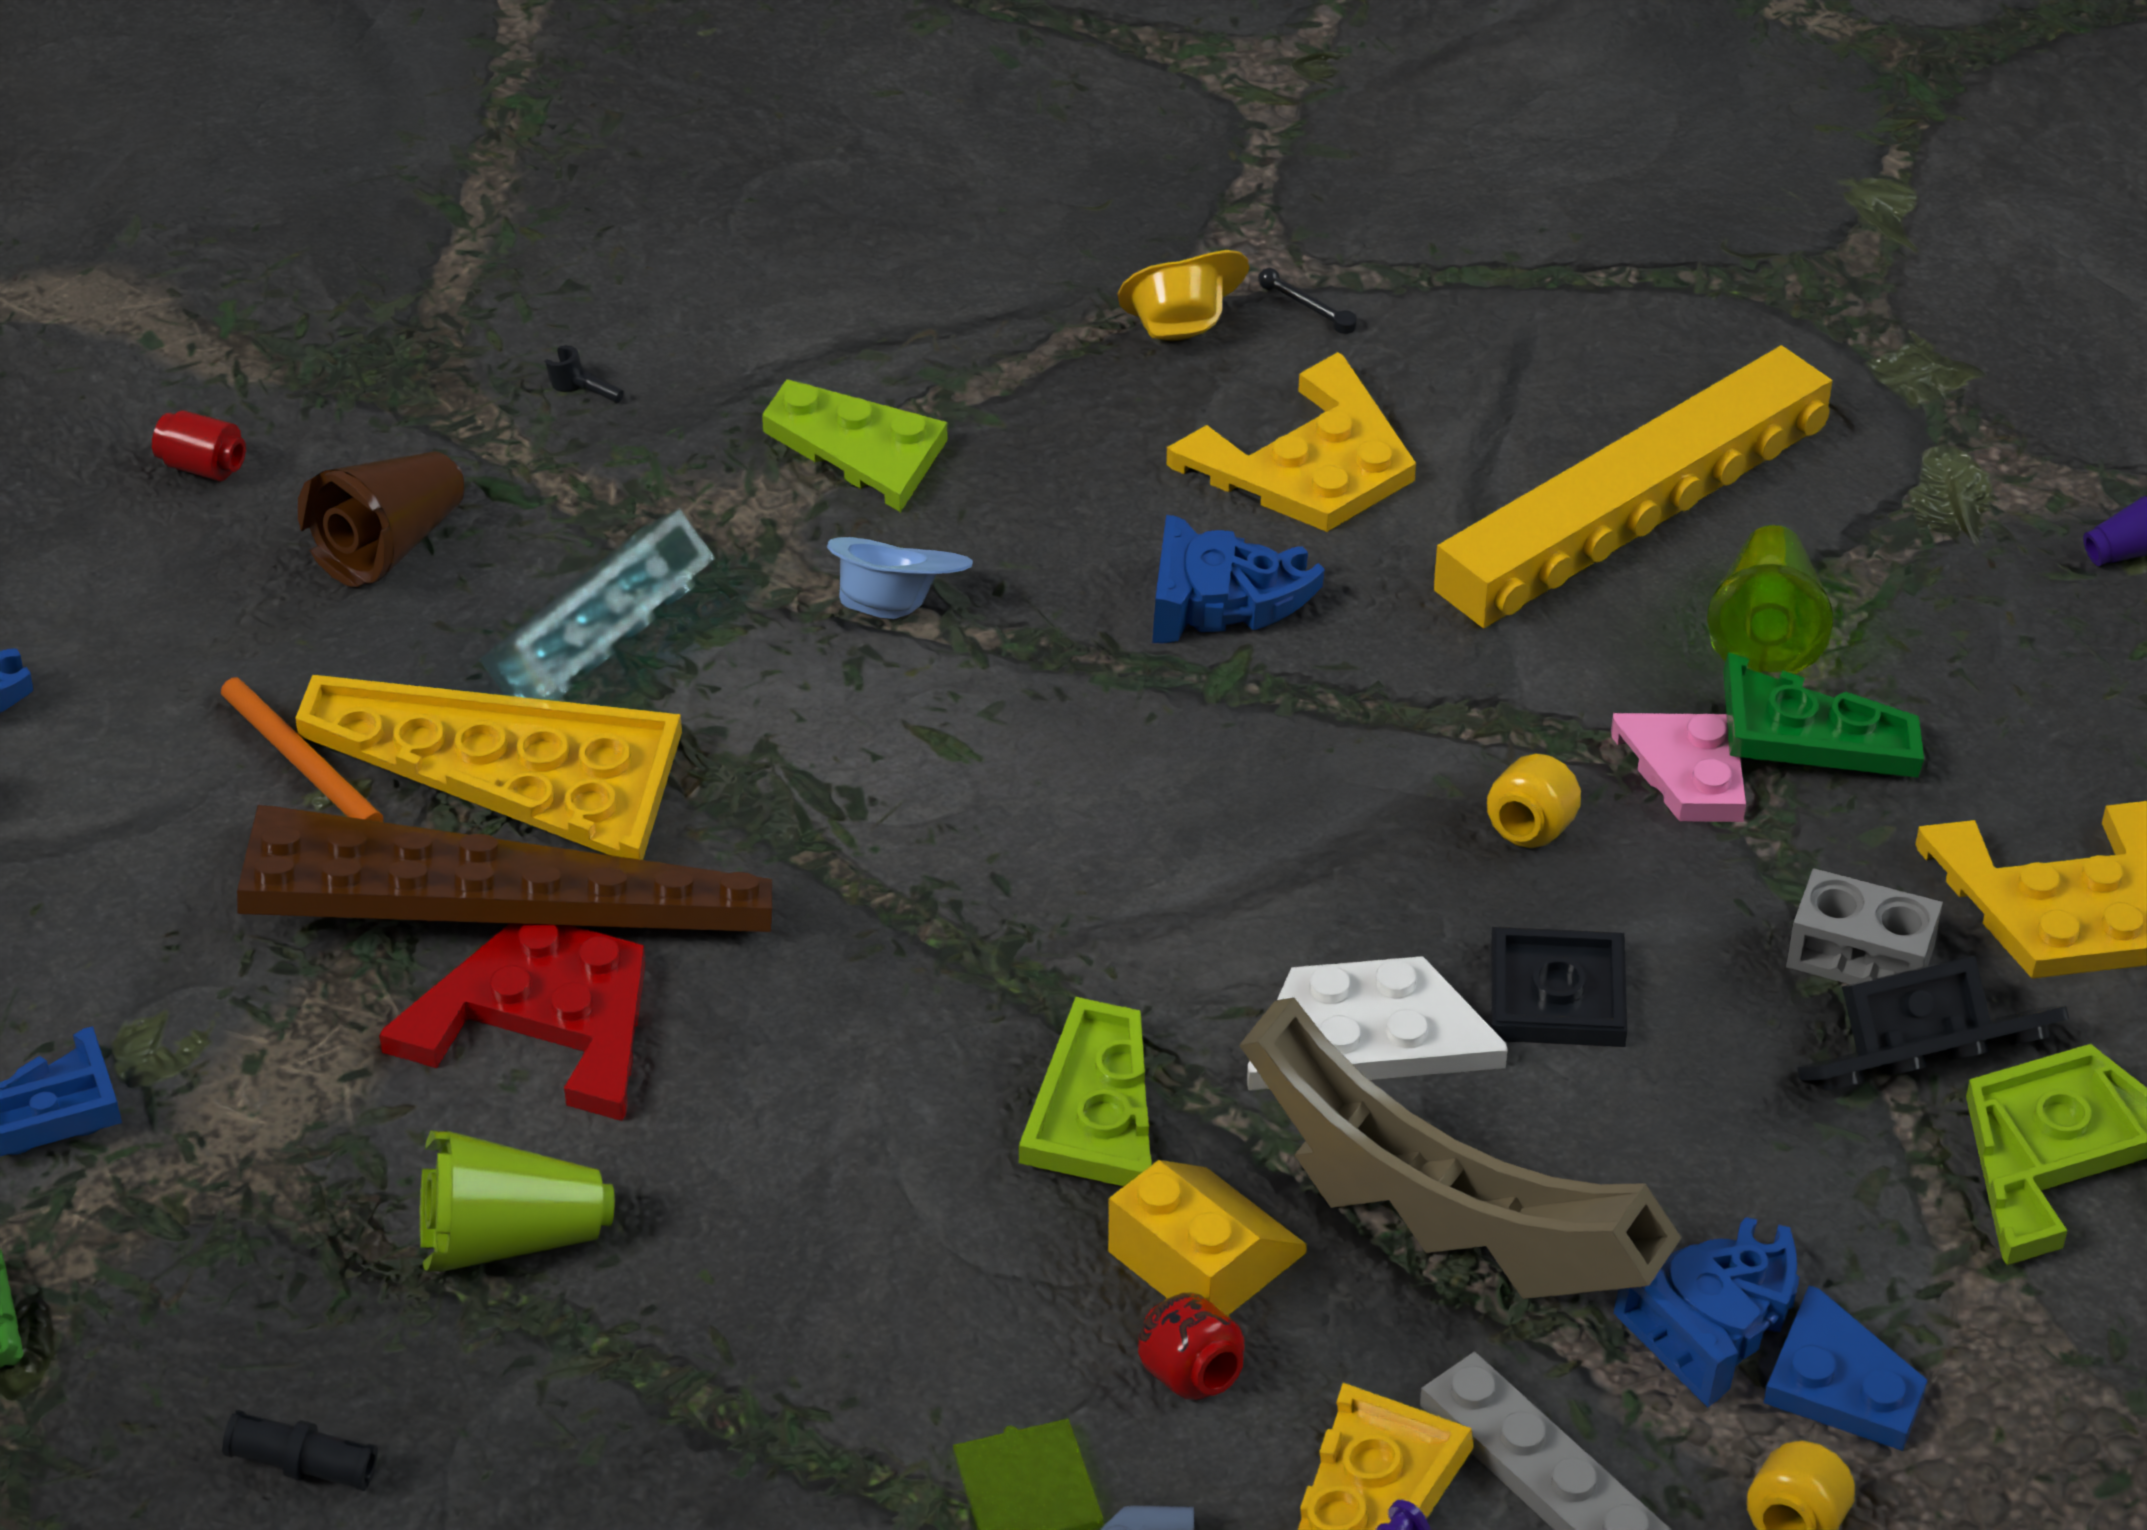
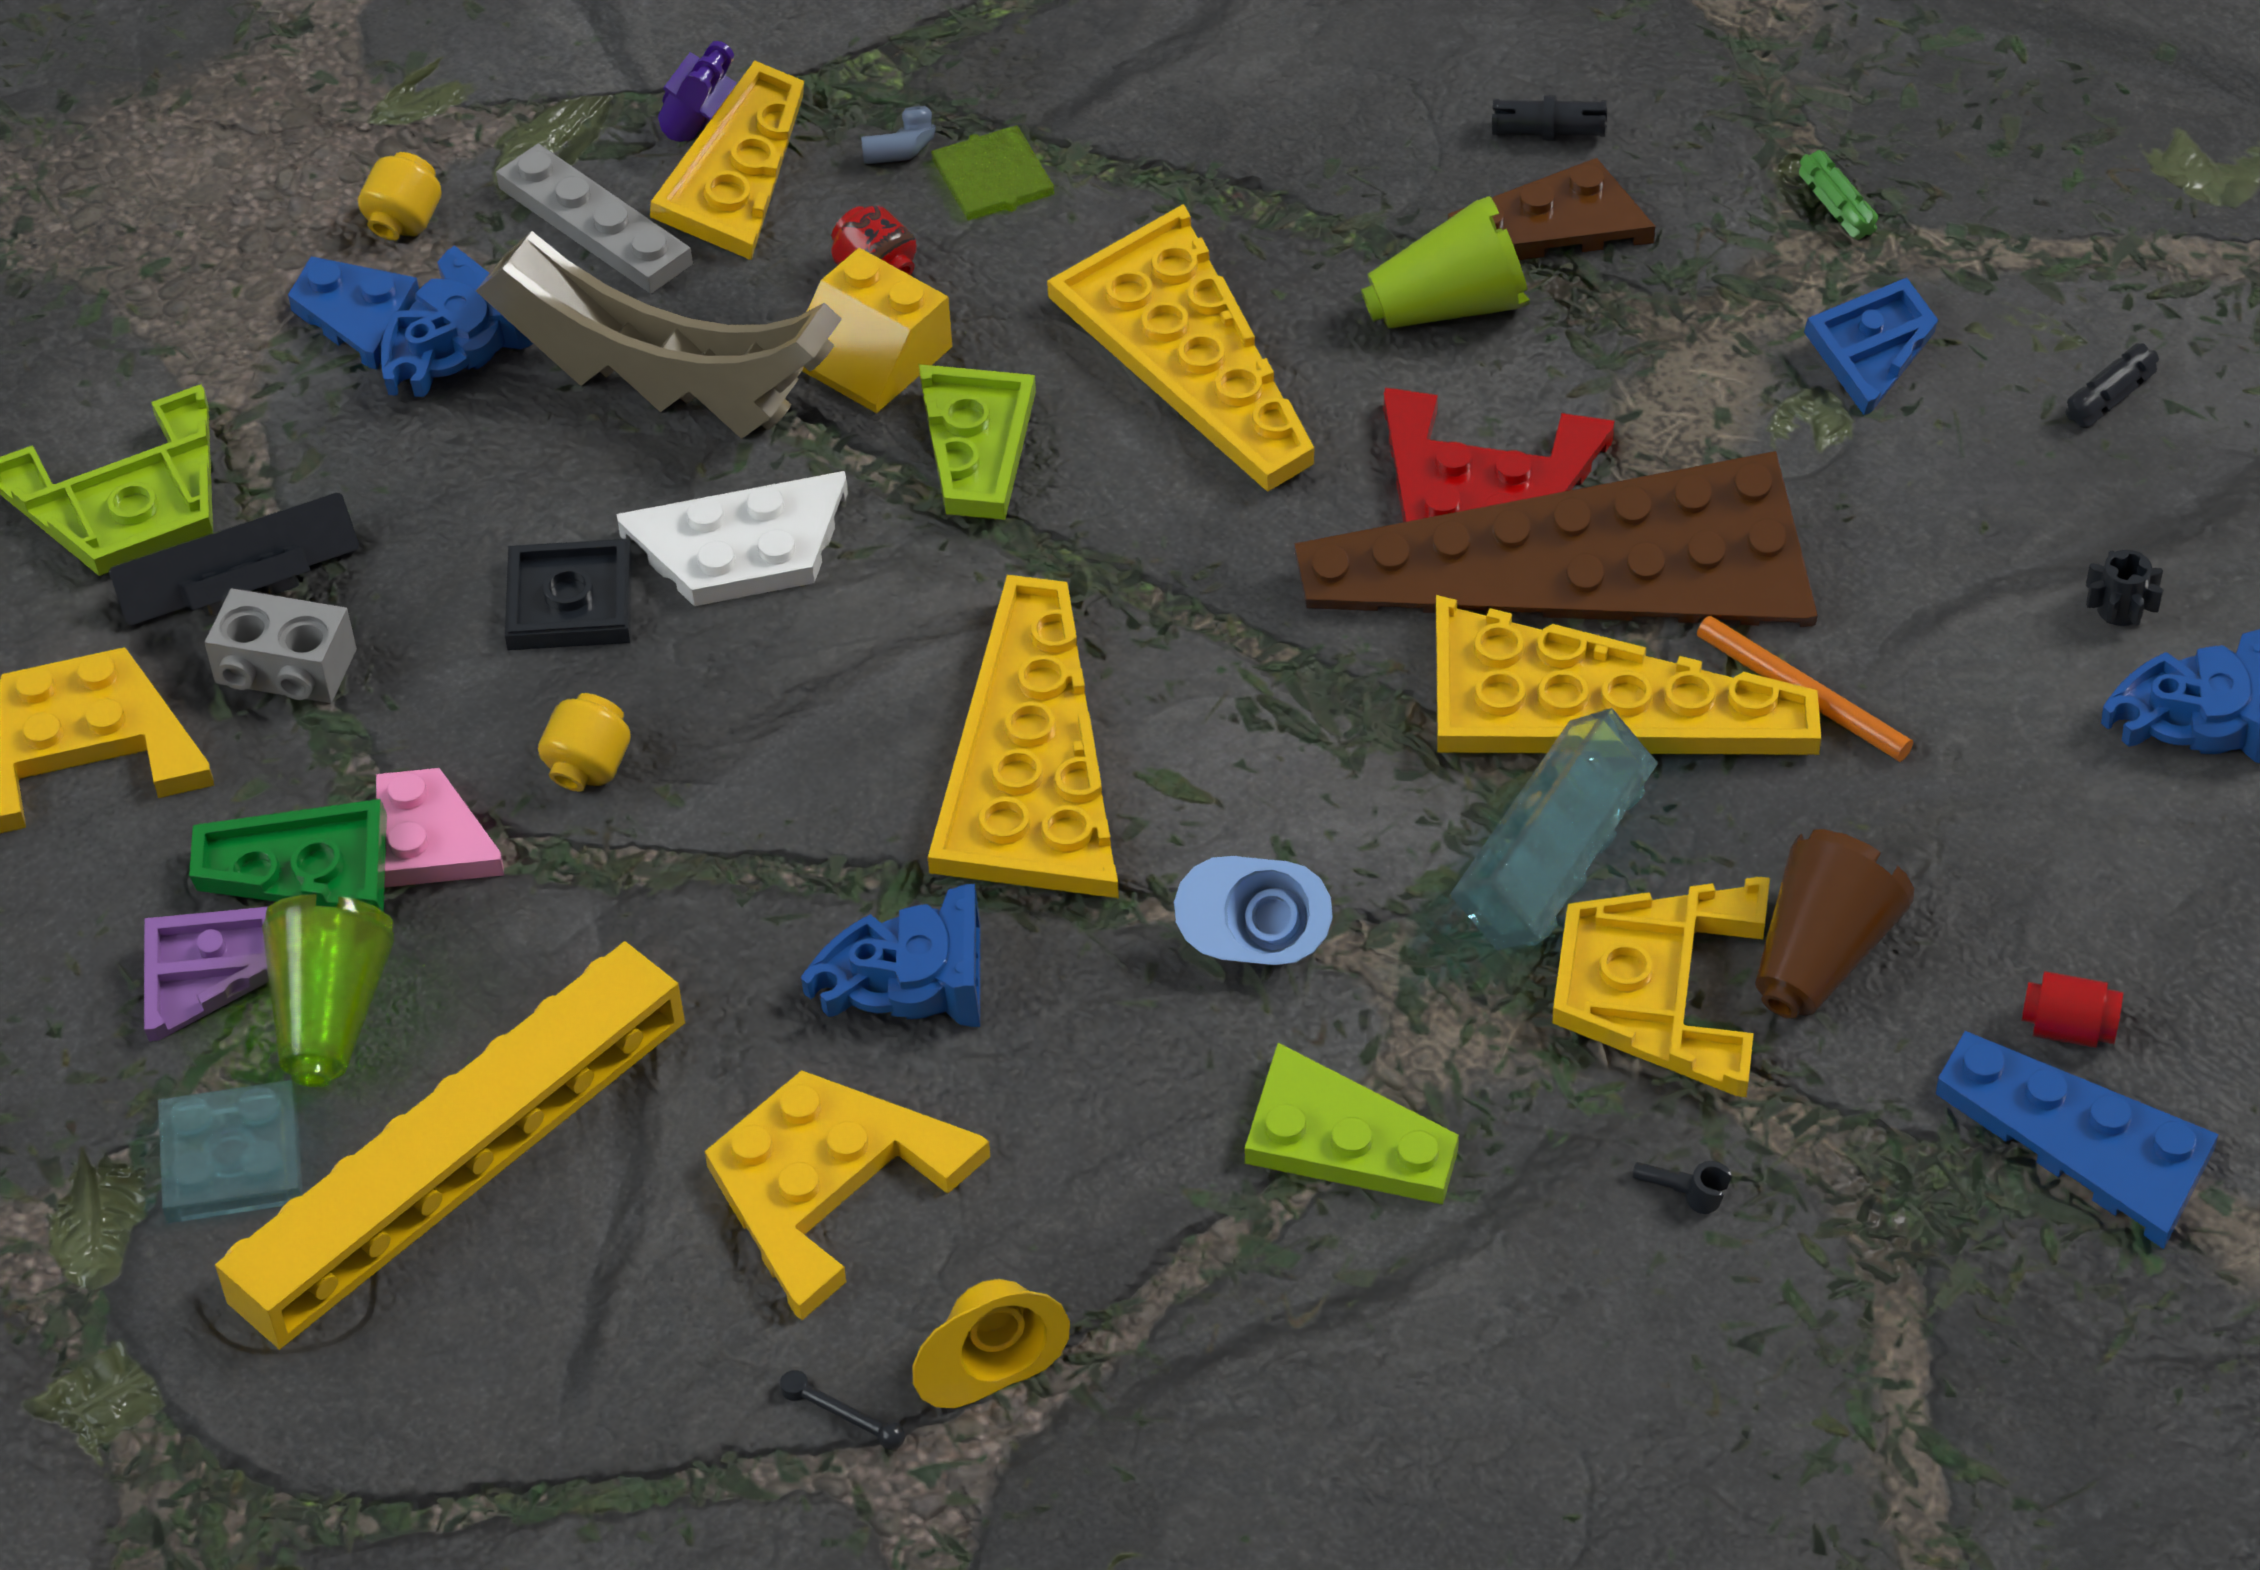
camera: 175 degrees right, 5 degrees up
(236, 379) = (2105, 1141): none -> blue wing
(349, 1323) = (1569, 209): none -> reddish brown wing
(560, 526) = (1630, 970): none -> yellow wing
(841, 1208) = (1185, 337): none -> yellow wing
(1089, 746) = (1027, 770): none -> yellow wing
(1843, 515) = (229, 1151): none -> clear light blue plate
(1889, 656) = (199, 965): none -> medium lavender wing

